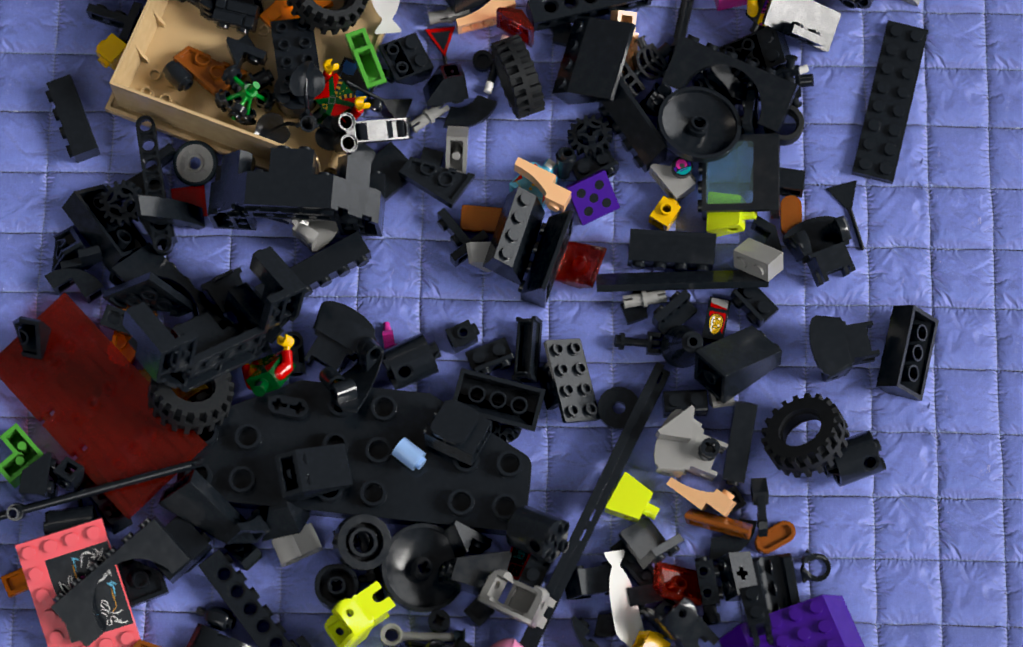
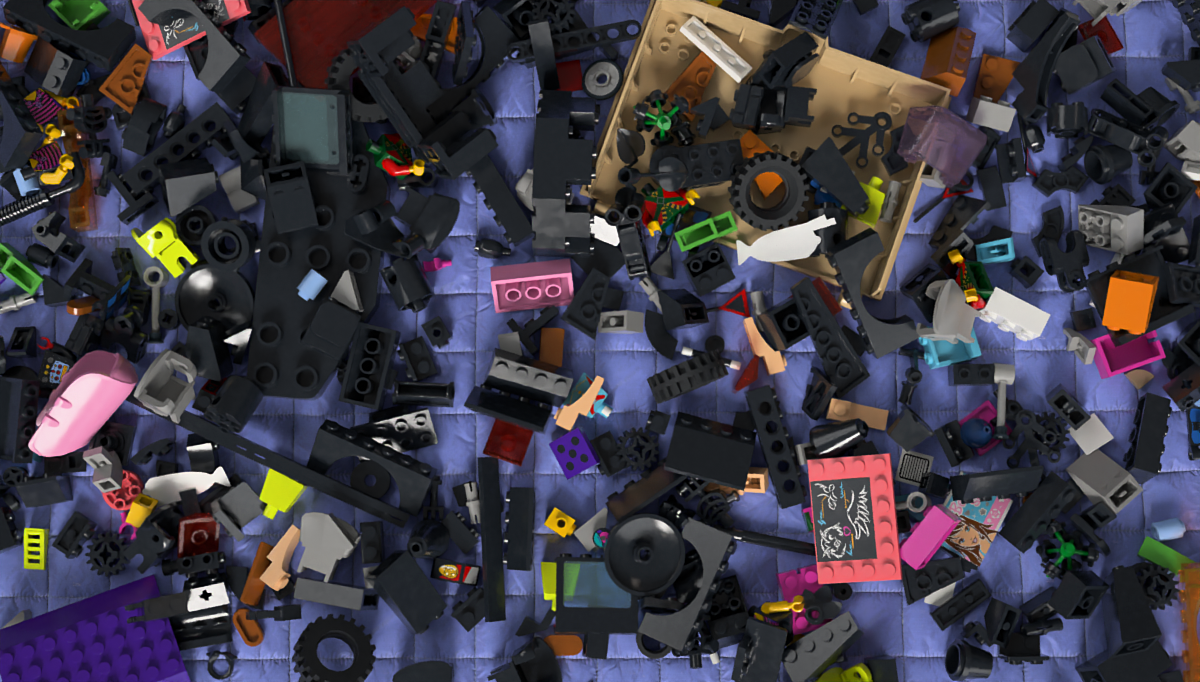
camera: 90 degrees right, 10 degrees up
(172, 44) = (716, 49): none -> white plate
(178, 76) = (683, 56): black brick -> none
(238, 442) = (313, 127): none -> clear light blue panel
(290, 596) = (186, 183): none -> black slope
(373, 280) = (491, 248): none -> black plant
(414, 237) = (532, 285): none -> bright pink slope
(418, 416) = (347, 291): none -> light grey slope
(562, 115) = (657, 422): none -> black brick
(565, 160) = (609, 425): black cone -> none
(579, 433) = (411, 475): none -> black arch
(707, 443) = (322, 566): black bush -> none
(758, 259) = (511, 612): light grey piece -> none

